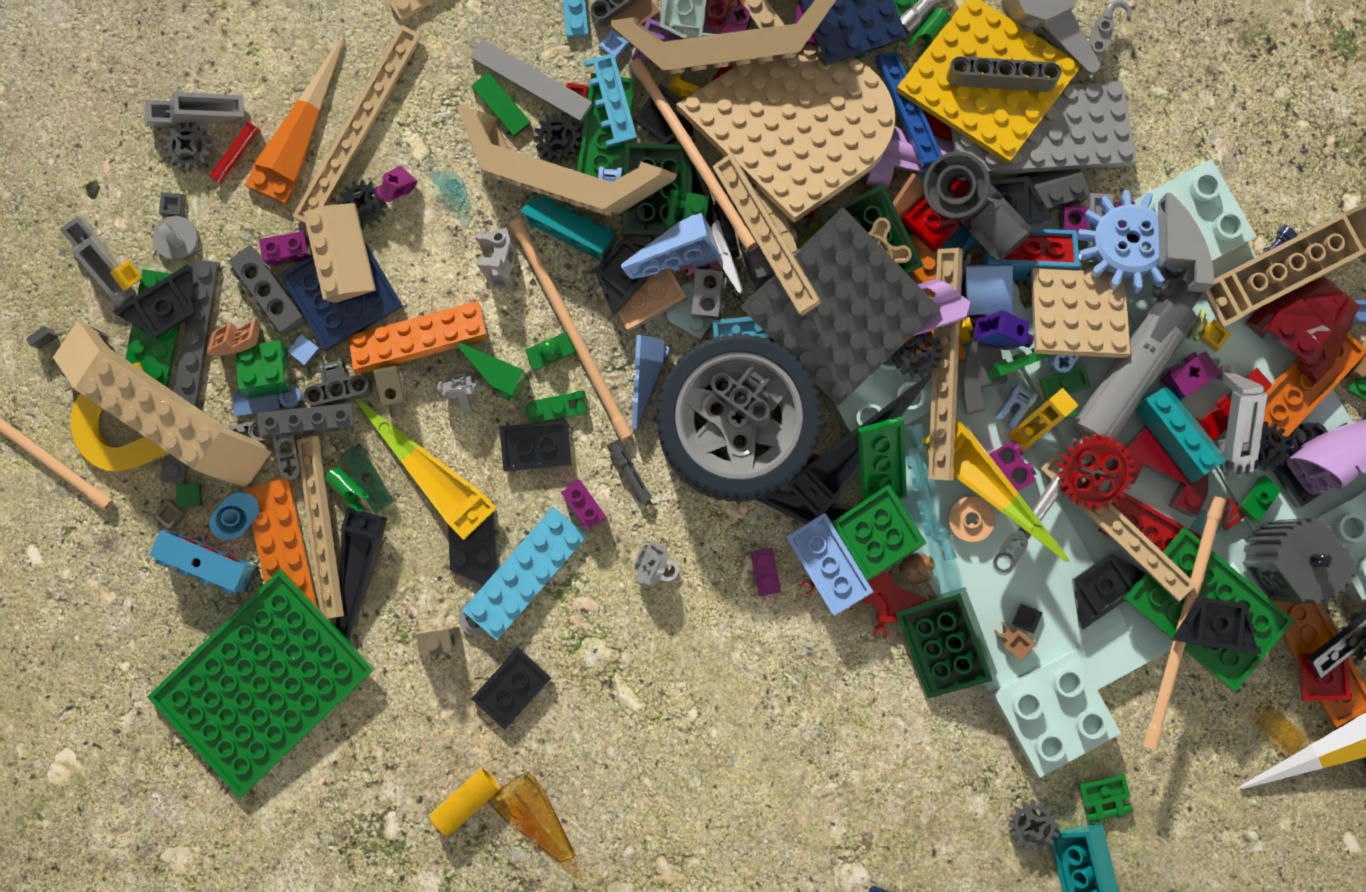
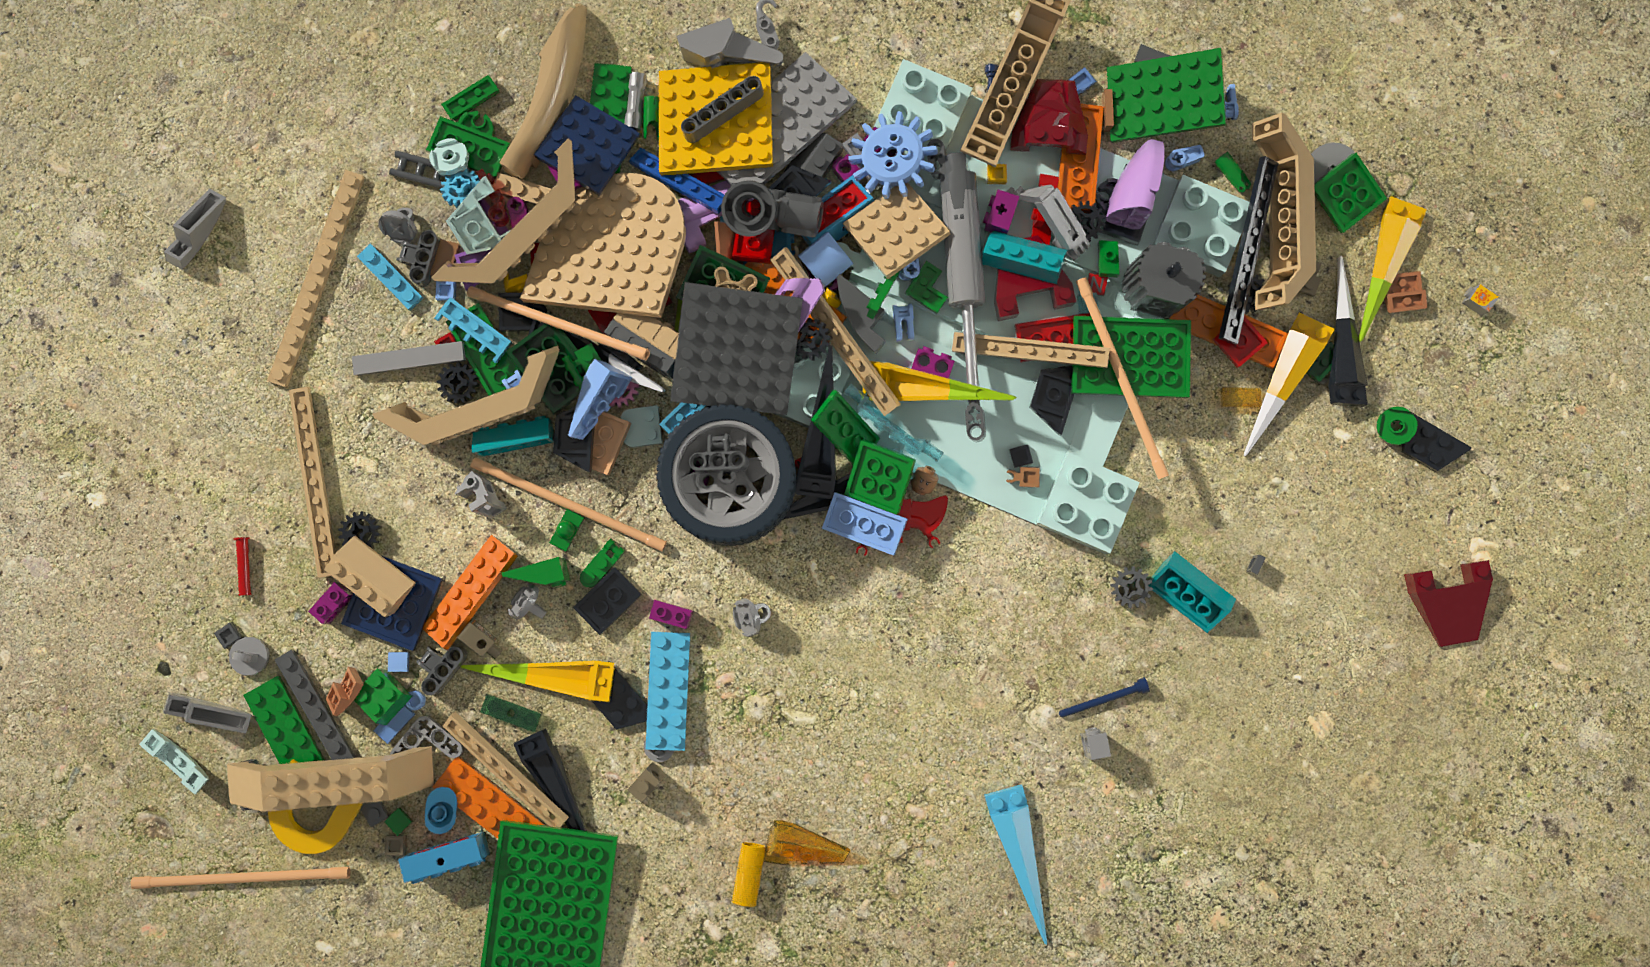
camera: 40 degrees left, 0 degrees up
(38, 279) = (176, 759): none -> light aqua slope
(41, 337) = (210, 796): dark grey tile -> none
(126, 275) = (235, 708): yellow tile -> none
(162, 305) = (277, 708): black wing -> none
(181, 155) = (207, 597): dark grey gear -> none
(193, 108) = (191, 560): light grey slope -> none
(242, 265) = (371, 645): dark grey brick -> none
(282, 159) = (280, 545): orange plate -> none
(305, 421) = (438, 708): dark grey brick -> none
(346, 488) = (502, 730): green piece -> none
(396, 184) = (372, 500): magenta piece -> none
(451, 185) = (410, 471): clear light blue plate -> none
(501, 104) = (401, 390): green tile -> none
(511, 688) = (719, 774): black plate -> none
(626, 466) = (684, 568): dark grey pin -> none
(648, 366) = (640, 486): light blue wedge -> none
(701, 293) = (638, 411): light grey brick -> none
(765, 572) = (827, 562): magenta plate -> none
(767, 234) = (649, 339): tan plate -> none
(947, 643) = (982, 514): dark green slope -> none
(971, 532) = (940, 428): light nougat plate -> none
(1003, 331) = (856, 280): dark purple torso -> none
(1043, 419) = (927, 317): yellow slope -> none
(1101, 451) = (995, 342): red gear -> none
(1103, 791) = (1159, 528): green plate -> none
(1183, 244) = (927, 132): light grey slope -> none
(1198, 326) = (981, 176): yellowish green pin -> none
(1218, 625) = (1145, 362): black wing -> none

